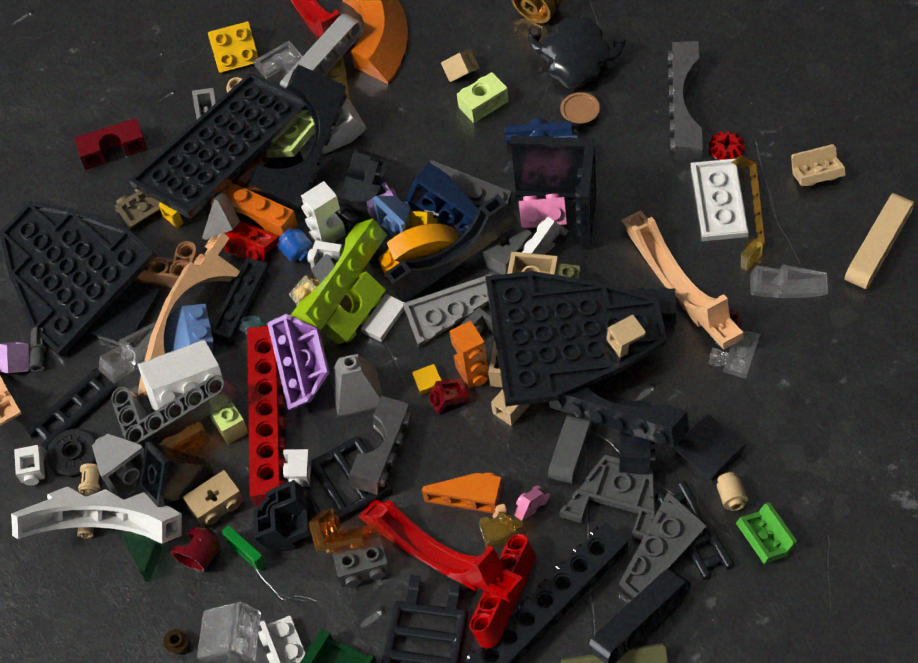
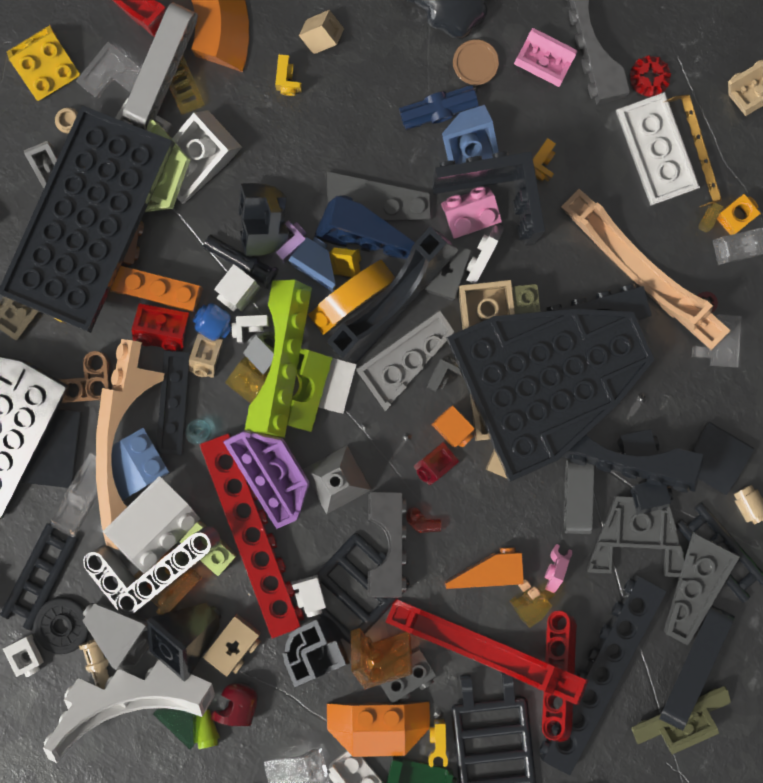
camera: 25 degrees left, 30 degrees up
(161, 568) = (206, 731): none -> lime cone
(221, 217) = (121, 313): light grey slope -> none
(243, 548) = (282, 690): green tile -> none
(277, 270) = (204, 356): none -> tan bracket
(322, 99) = (183, 247): black arch -> none
(322, 600) = (378, 726): none -> orange wedge
(372, 624) = (438, 736): none -> yellow plate
(418, 440) = (420, 523): none -> clear red arm
(420, 90) = (285, 72): none -> yellow bracket
(426, 378) = (407, 449): yellow tile -> none
(482, 97) = (357, 87): yellowish green brick -> none
(614, 184) = (544, 156): none -> light orange bracket
(623, 334) = (616, 374): tan panel -> none
(640, 113) = (545, 57): none -> bright pink bracket
(780, 247) = (731, 222): none -> light orange brick

